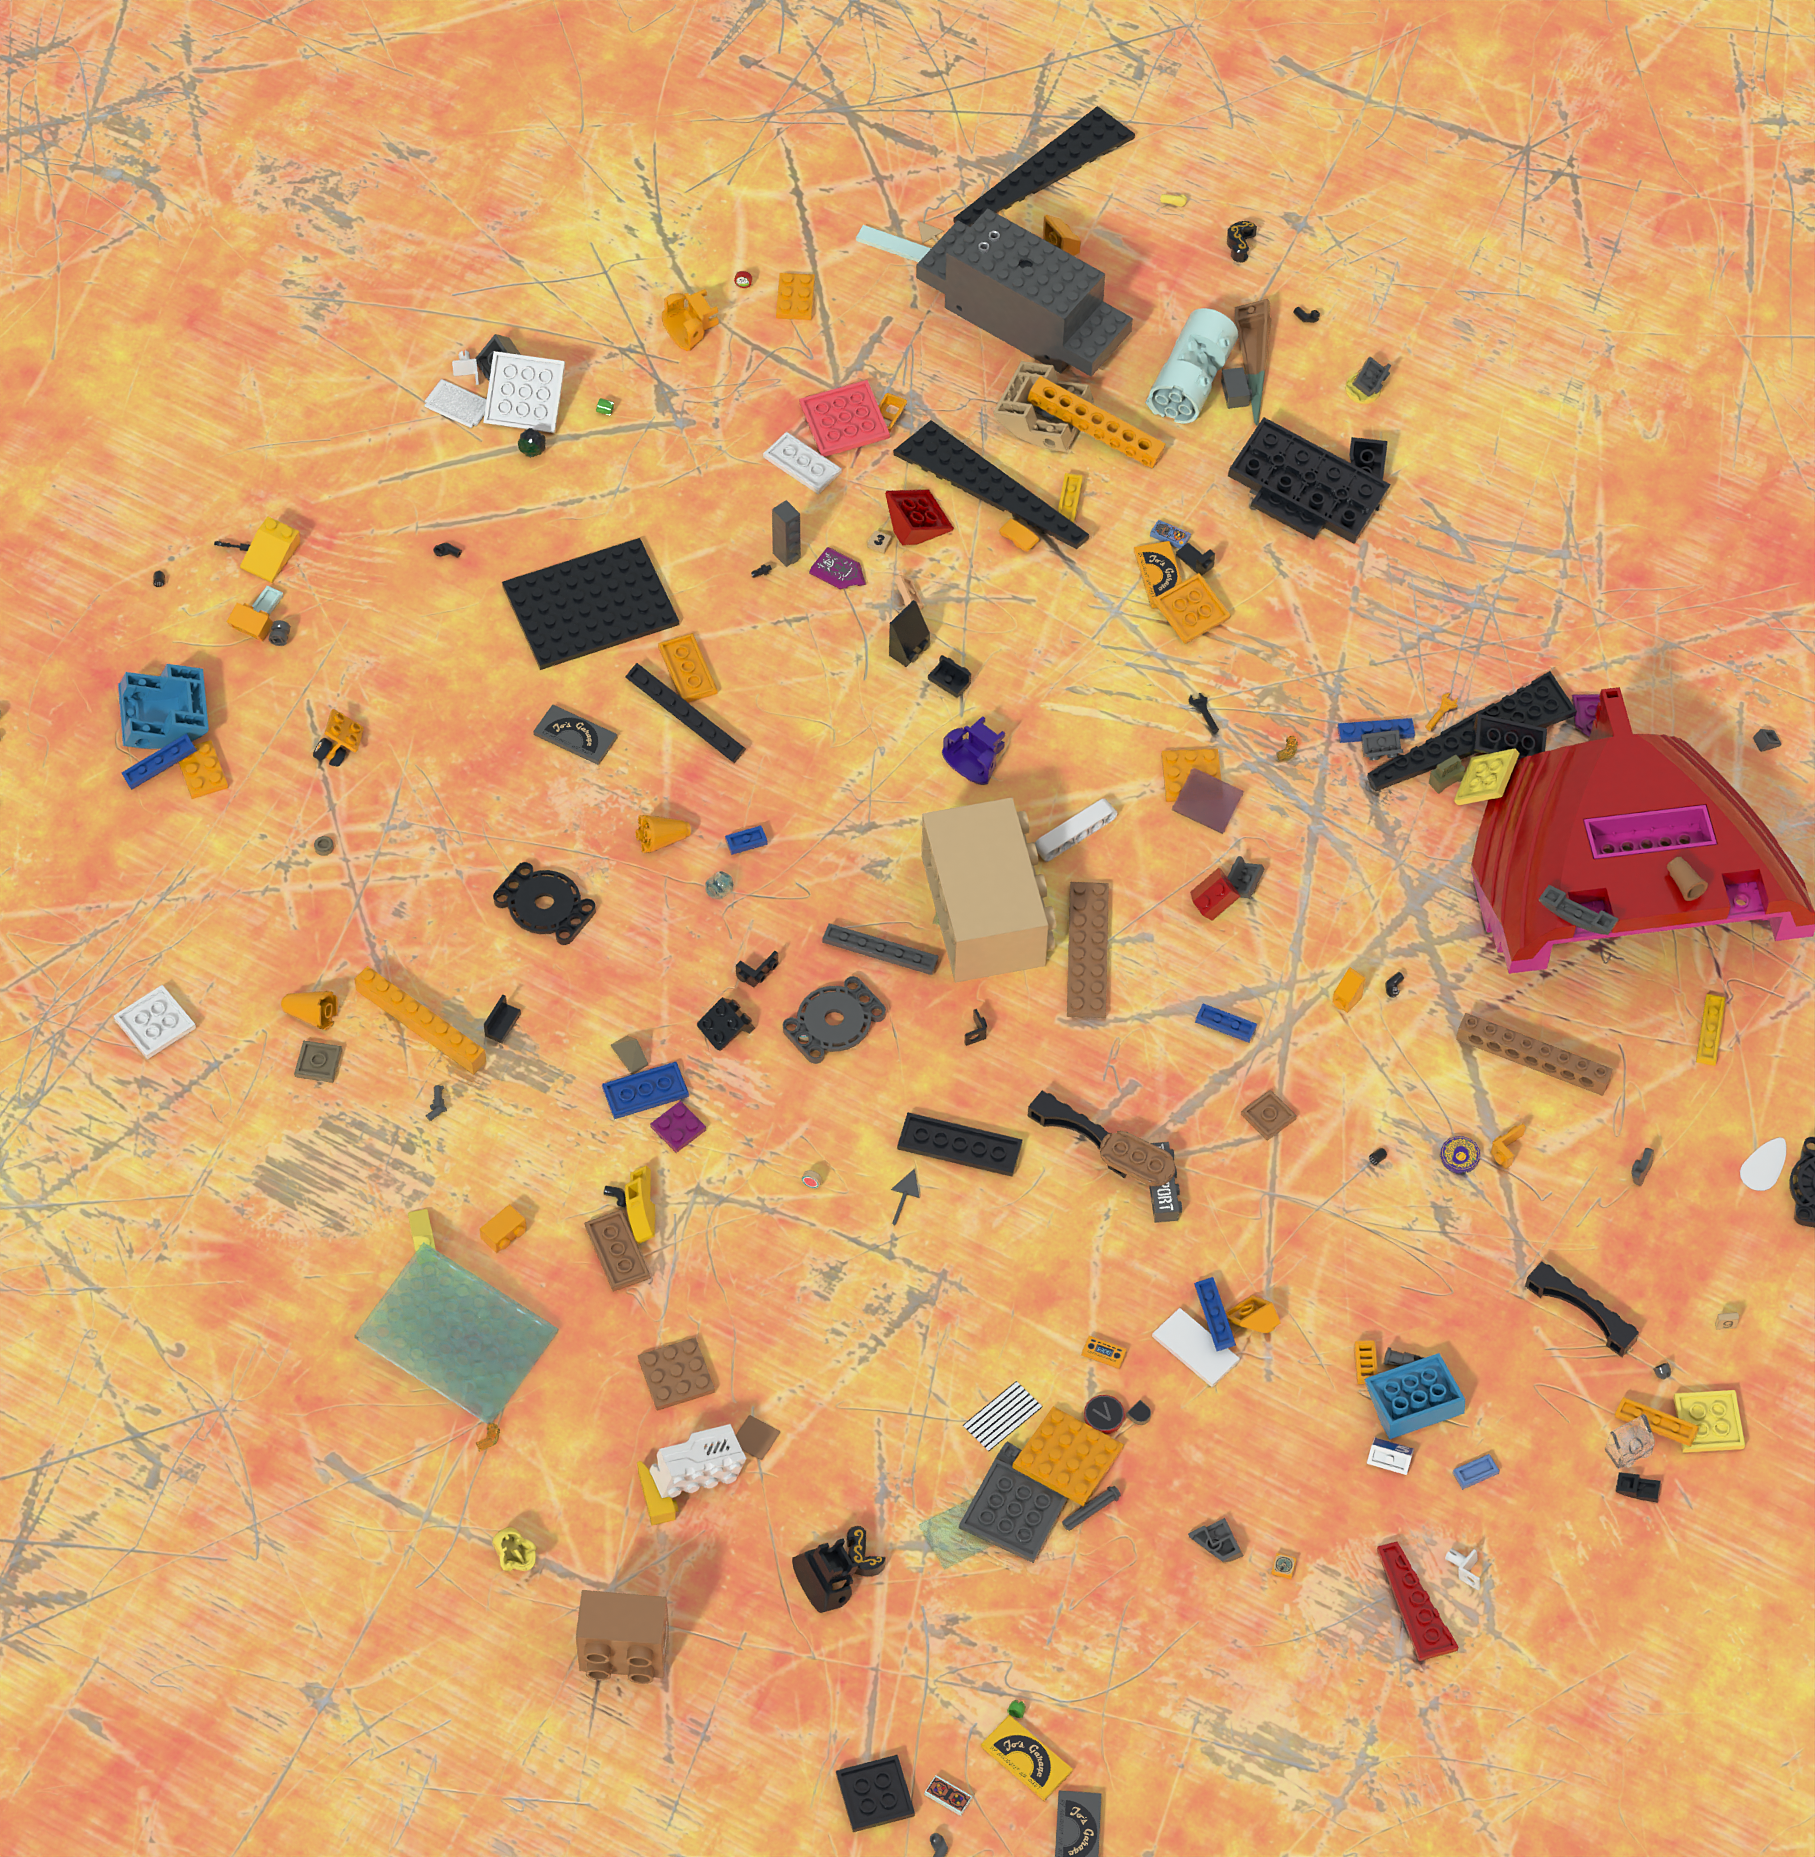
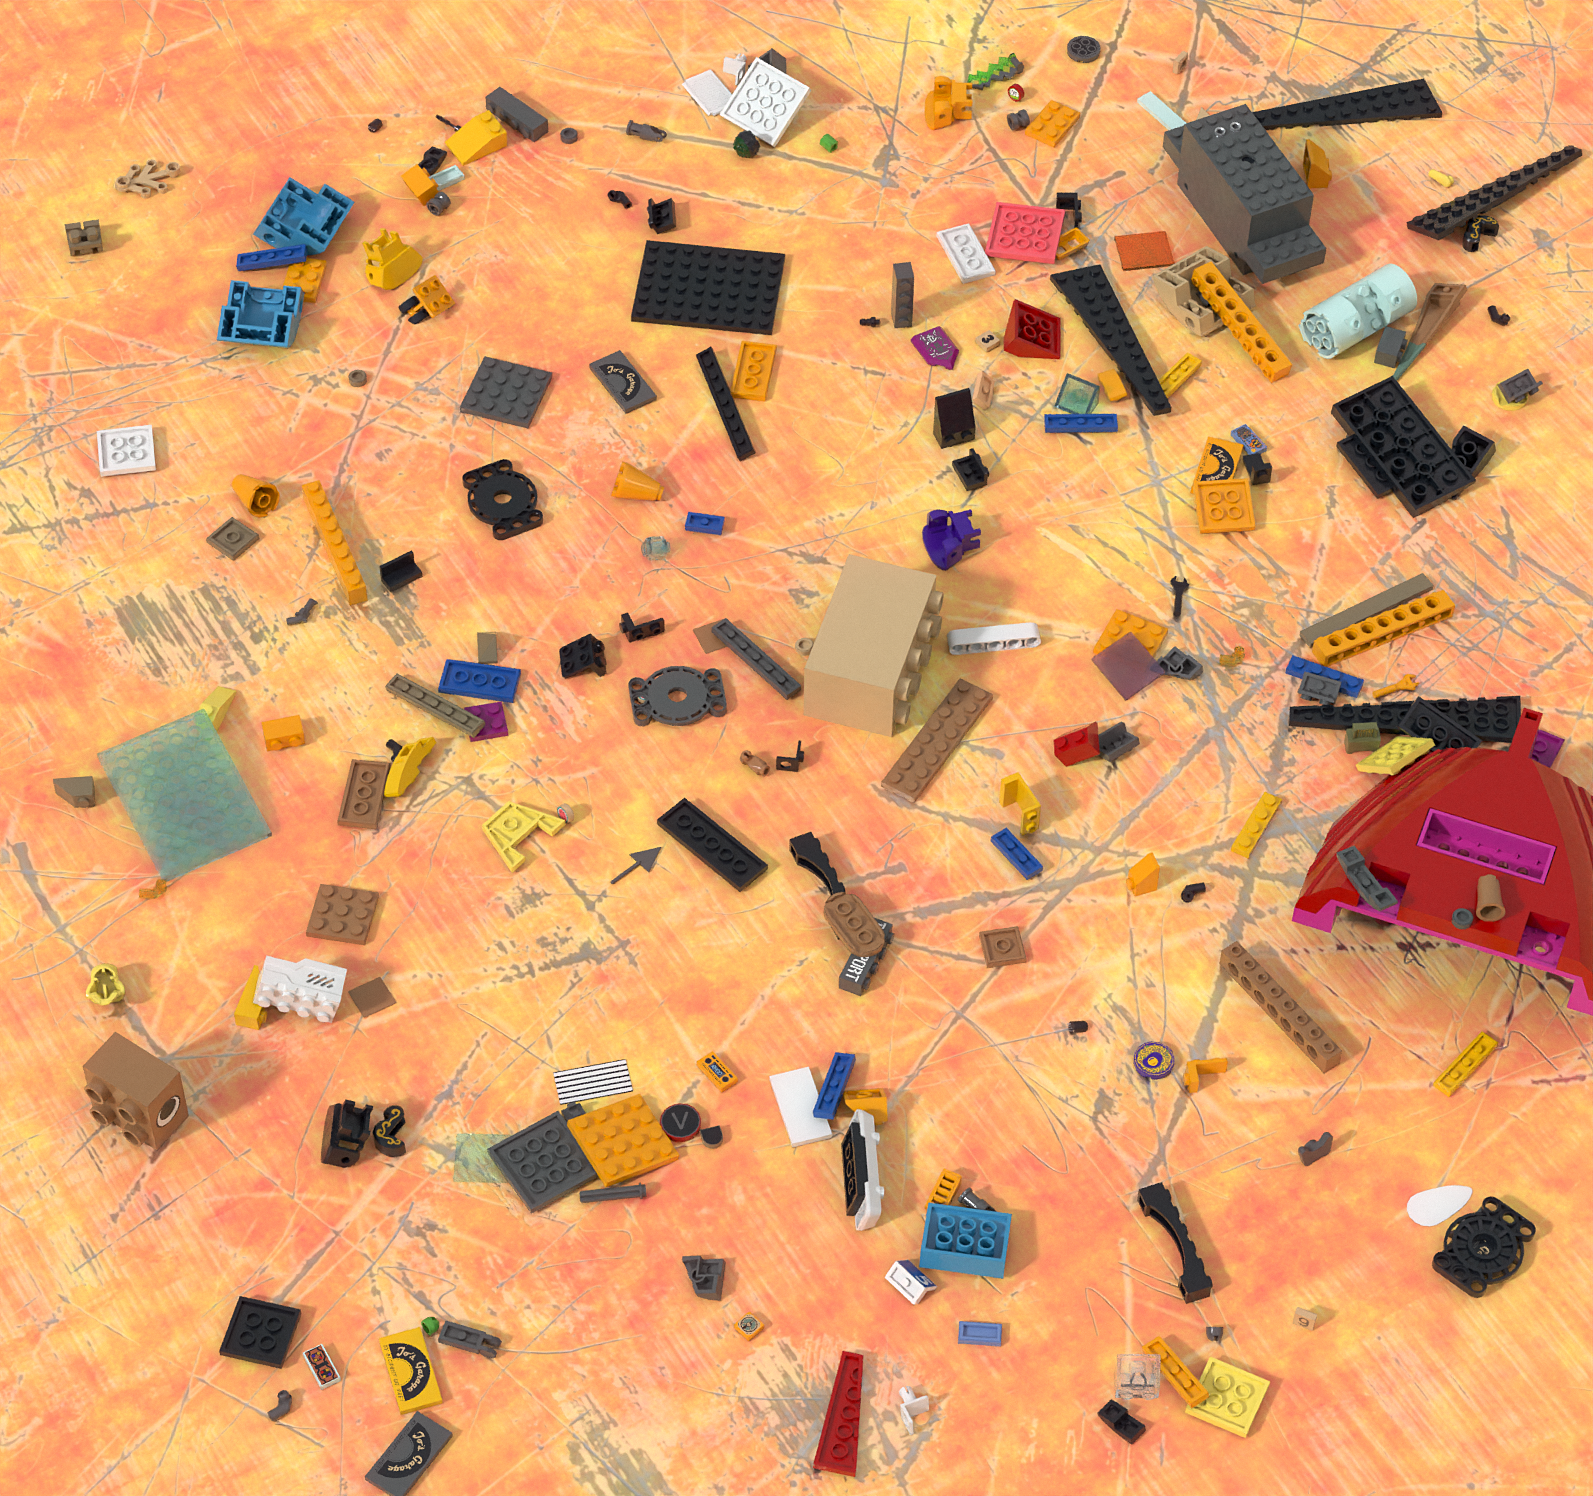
camera: 30 degrees right, 5 degrees down
(192, 826) = (261, 315): none -> dark azure slope
(240, 590) = (432, 159): none -> black slope
(283, 707) = (396, 260): none -> yellow piece
(290, 507) = (516, 114): none -> dark grey brick
(350, 1379) = (76, 790): none -> dark tan slope
(353, 507) = (569, 135): none -> dark grey tile
(426, 471) = (645, 131): none -> dark grey piece
(473, 795) = (506, 392): none -> dark grey plate
(500, 550) = (661, 215): none -> black bracket
(623, 1133) = (435, 705): none -> dark tan tile
(710, 252) = (1012, 59): none -> piece
(762, 308) = (1018, 119): none -> dark grey wheel
(771, 1216) = (512, 825): none -> light yellow wing
(774, 207) = (1083, 49): none -> tile
(822, 951) = (707, 639): none -> medium nougat sticker
(867, 368) = (1070, 201): none -> black bracket
(872, 185) = (1180, 62): none -> tan tile
(913, 916) = (804, 646): none -> tan tile
(946, 1049) = (755, 763): none -> medium nougat arm
(959, 388) = (1144, 251): none -> clear orange piece
(997, 561) = (1077, 395): none -> clear light blue slope
(1015, 585) = (1080, 423): none -> blue plate
(1057, 1703) = (468, 1339): none -> dark grey hinge
(1206, 970) = (1014, 790): none -> yellow panel
(1212, 229) = (1441, 221): none -> black wing
(1249, 778) = (1180, 665): none -> dark grey slope
(1289, 1379) = (861, 1171): none -> piece
(1371, 651) = (1369, 608): none -> dark tan tile
(1398, 661) = (1383, 628): none -> light orange brick
(1407, 897) = (1256, 825): none -> yellow plate
(1673, 907) = (1462, 918): none -> dark grey tile

